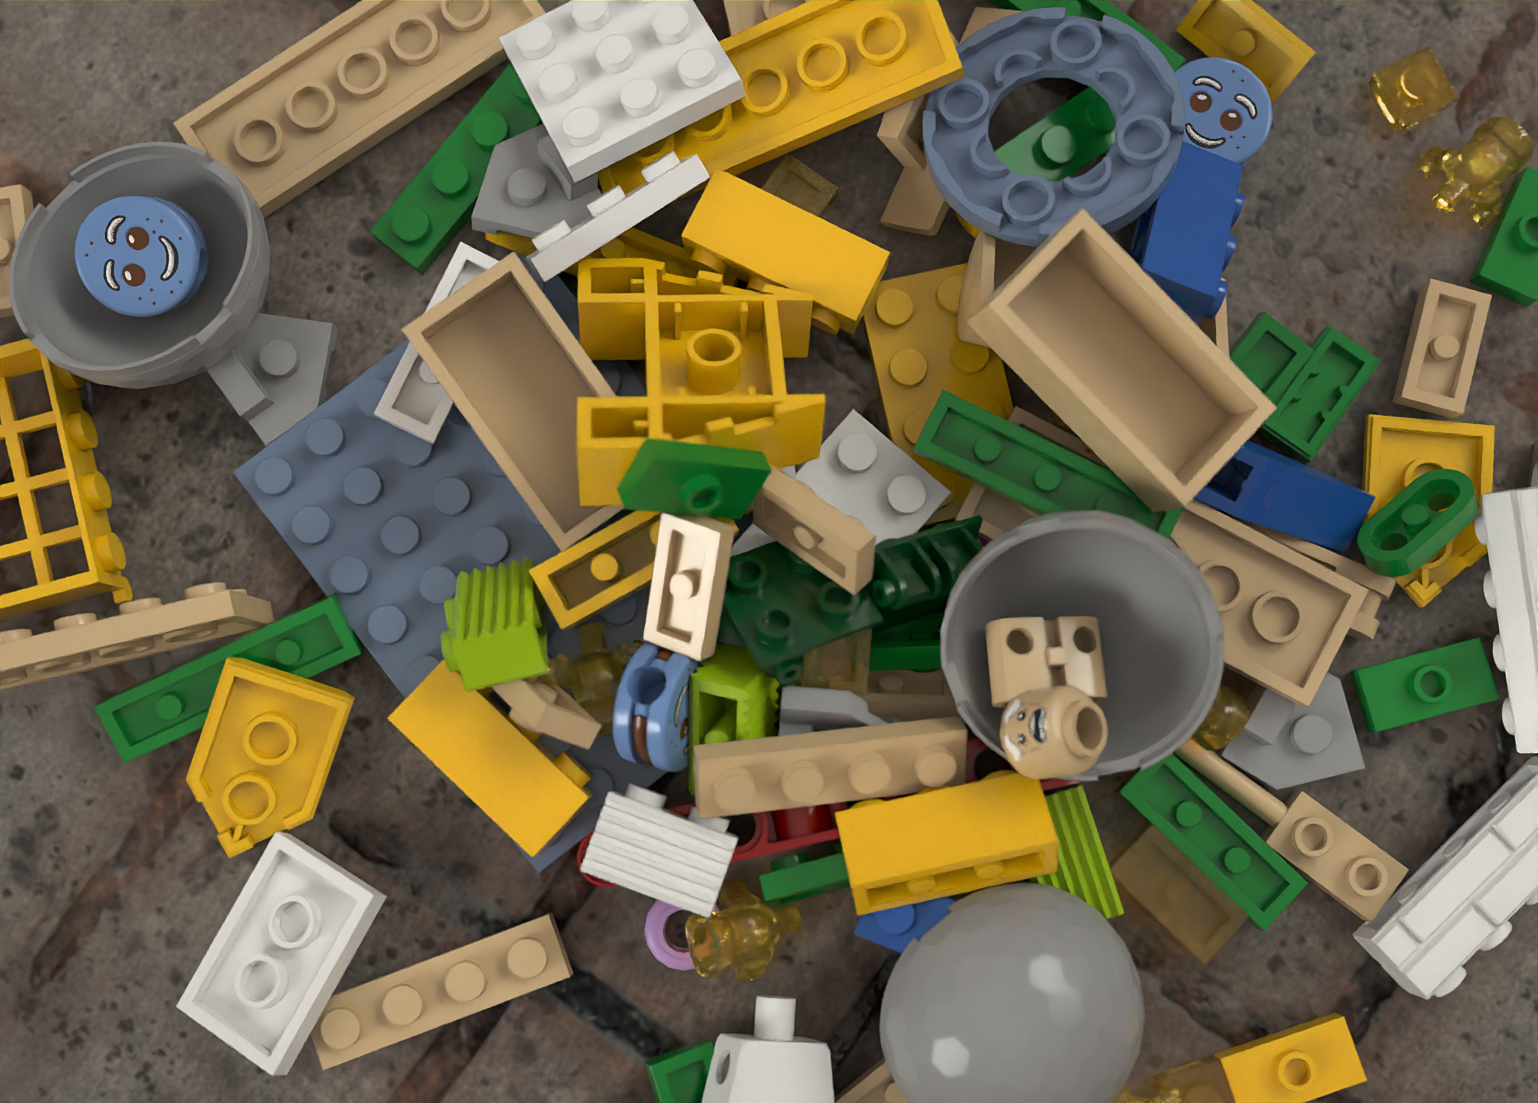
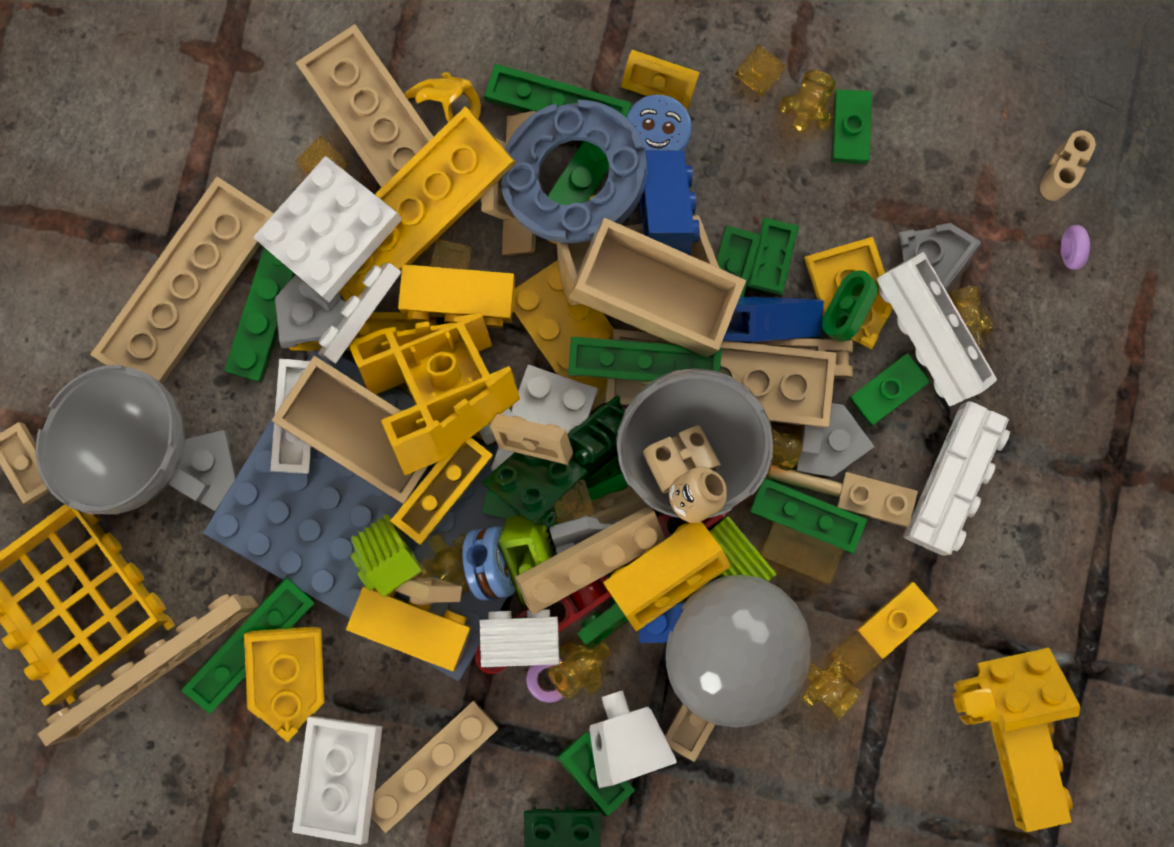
camera: 25 degrees left, 0 degrees up
(141, 255) = (106, 435): medium blue head -> none
(688, 584) = (477, 493): plate -> none
(693, 479) = (458, 438): green plate -> none
(1442, 348) = (829, 206): tan plate -> none

